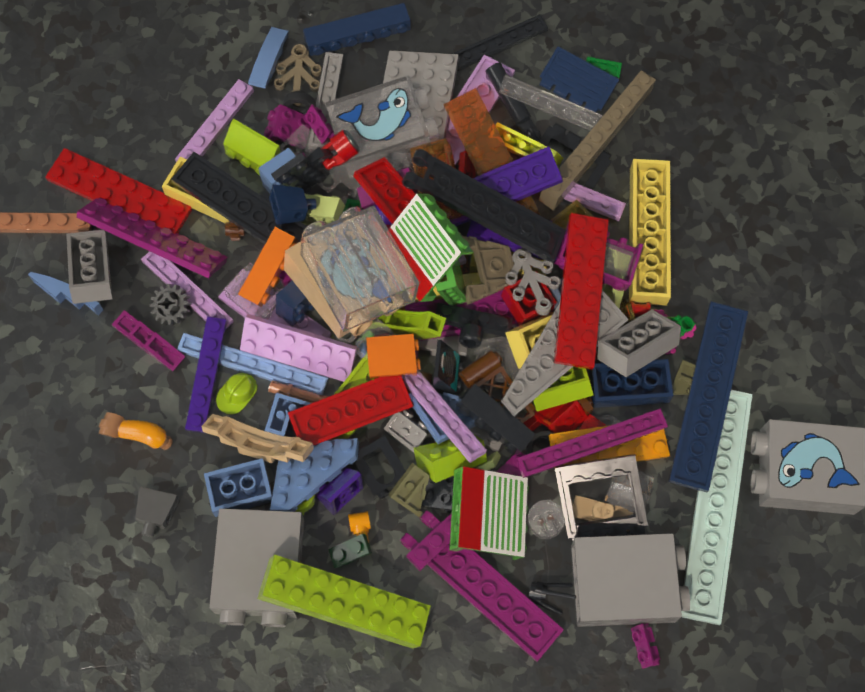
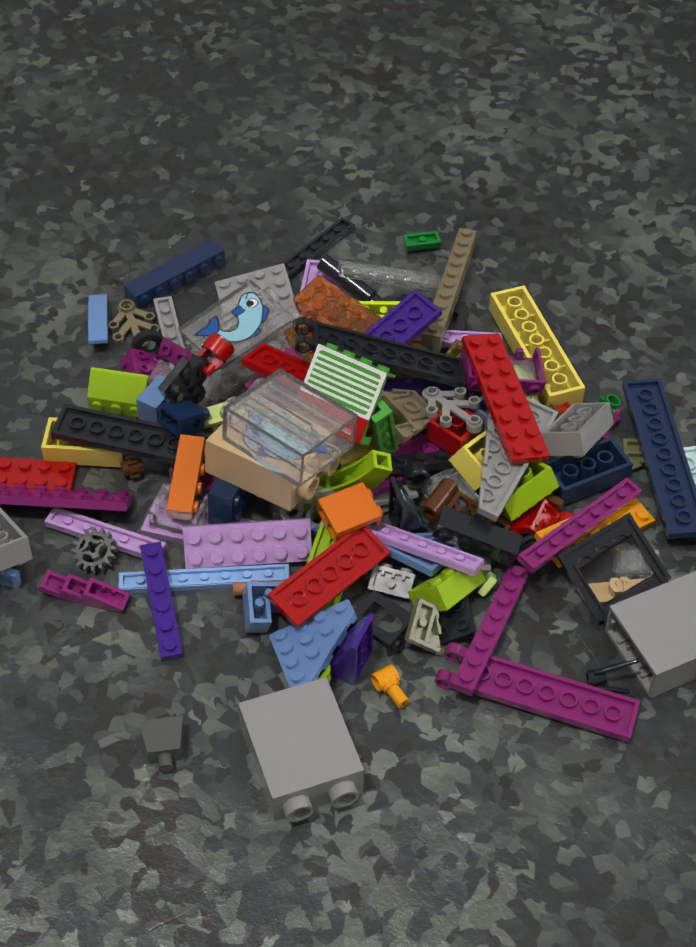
camera: 20 degrees left, 20 degrees down
(142, 431) = (117, 669): light orange piece -> none
(217, 120) = (70, 381): lavender plate -> none
(236, 393) = (199, 609): lime piece -> none
(238, 486) = (242, 681): medium blue brick -> none
(257, 442) = (245, 643): tan piece -> none
(344, 602) = (410, 743): lime brick -> none
(350, 551) = (389, 706): plate -> none
(489, 512) = (512, 617): panel -> none
(545, 519) = (569, 612): clear head -> none
(579, 79) = (405, 252): dark blue hinge -> none

